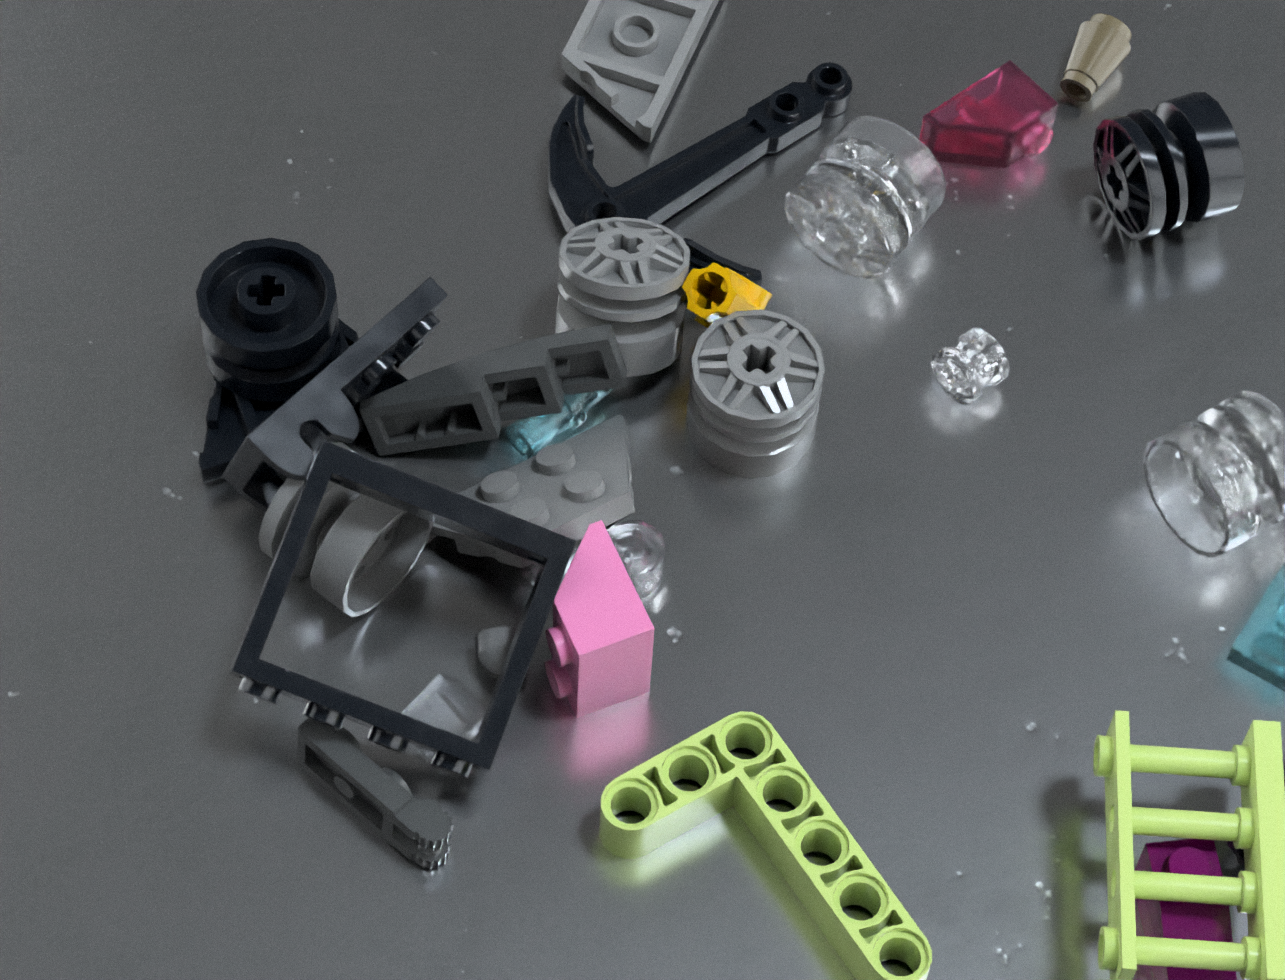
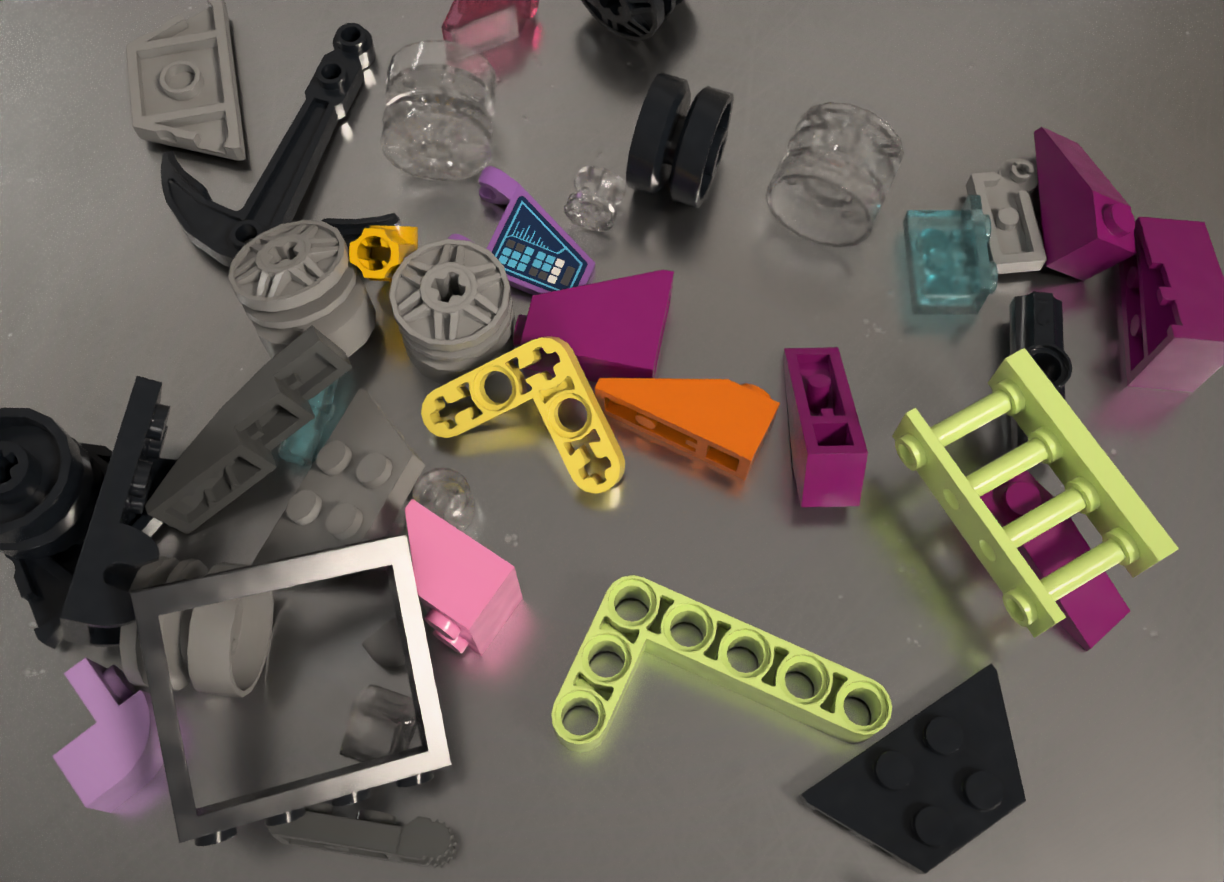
camera: 30 degrees left, 10 degrees up
(212, 595) = (123, 745): none -> lavender brick
(792, 513) = (547, 395): none -> light yellow beam
(876, 377) = (529, 241): none -> flag
(890, 491) = (608, 324): none -> magenta slope
(931, 624) = (699, 416): none -> orange slope
(1046, 704) = (824, 429): none -> magenta slope
(1089, 353) = (679, 140): none -> black wheel

